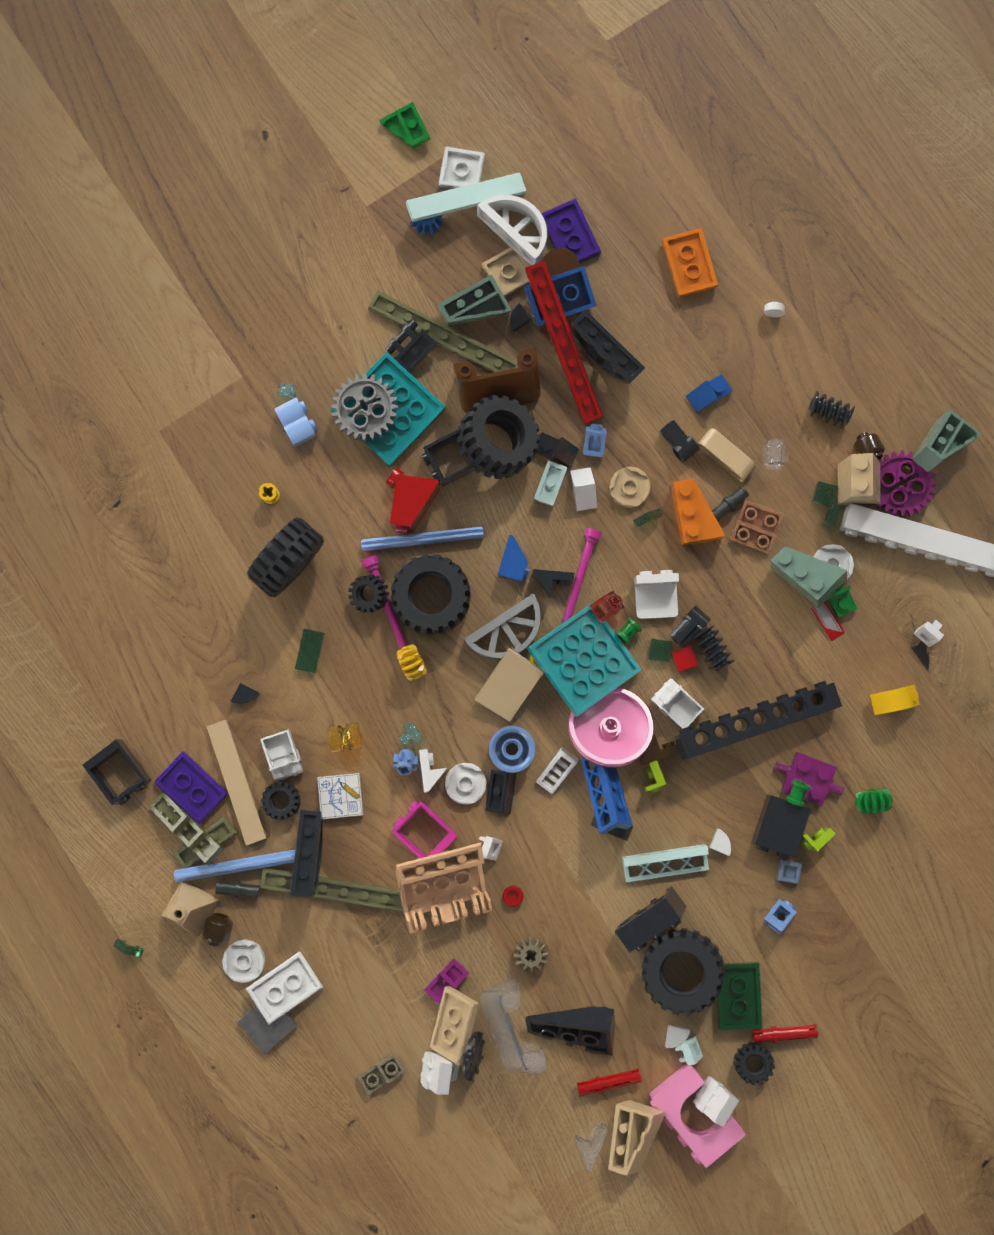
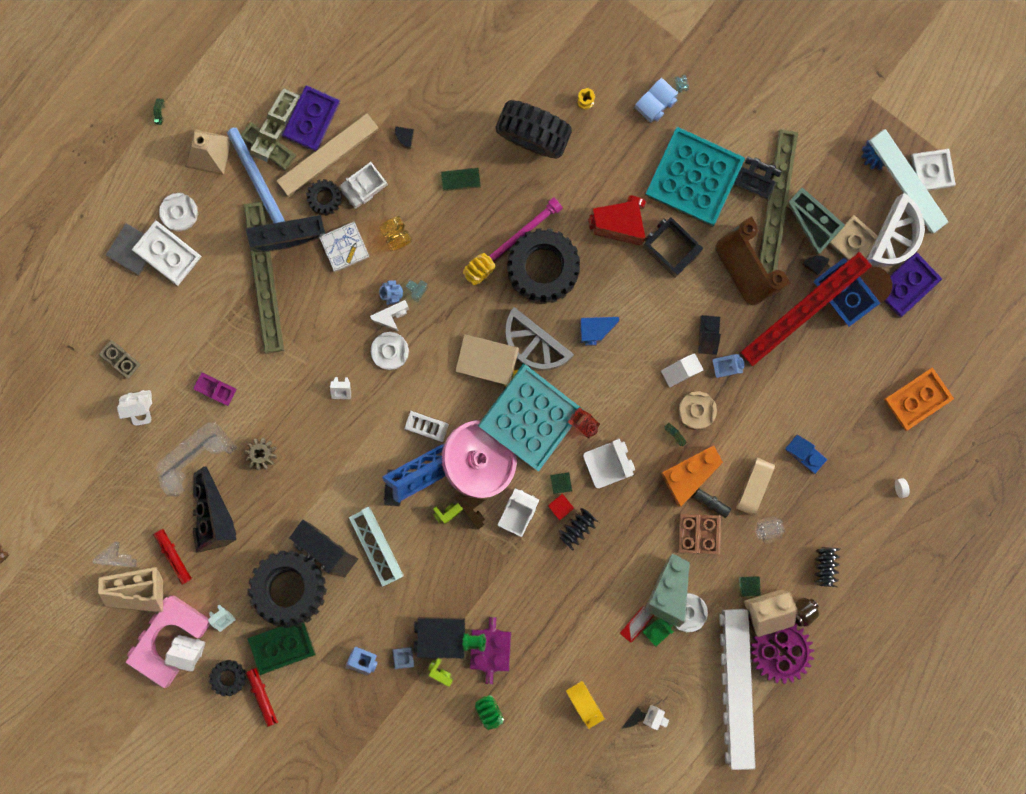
camera: 65 degrees right, 0 degrees up
(105, 754) = (312, 34): black window -> none
(217, 929) = (198, 180): dark brown head -> none
(237, 889) = (237, 186): pearl dark grey pin -> none
(358, 597) = (530, 221): black tyre -> none
(374, 423) = (676, 167): light grey gear -> none
(407, 125) = (956, 109): green wing -> none
(413, 809) = (338, 306): dark pink window -> none
(422, 538) = (591, 244): light blue axle -> none
(442, 884) = (296, 357): light nougat slope -> none
(454, 1025) = (179, 406): tan tile -> none
(473, 1056) = (158, 430): black wheel -> none
(500, 791) = (392, 383): black slope -> none
(511, 418) = (722, 285): black tyre -> none
(513, 896) = (305, 423): red tile -> none
(515, 762) = (435, 392): medium blue wheel -> none
(547, 577) = (592, 363): black slope -> none
(550, 483) = (677, 339): light aqua plate -> none
(591, 538) = (641, 391): dark pink piece -> none
(605, 349) = (813, 347): black window -> none
(628, 631) = (569, 449): green bush -> none
(676, 1036) = (230, 602): white tile -> none
(682, 445) = (750, 445): black piece -> none
(692, 623) = (593, 503): black piece -> none
(721, 842) = (409, 589): white tile -> none
(827, 700) = (565, 644): black brick -> none
(831, 515) = (731, 597): clear green tile -> none
(944, 440) = (833, 677): sand green wedge -> none

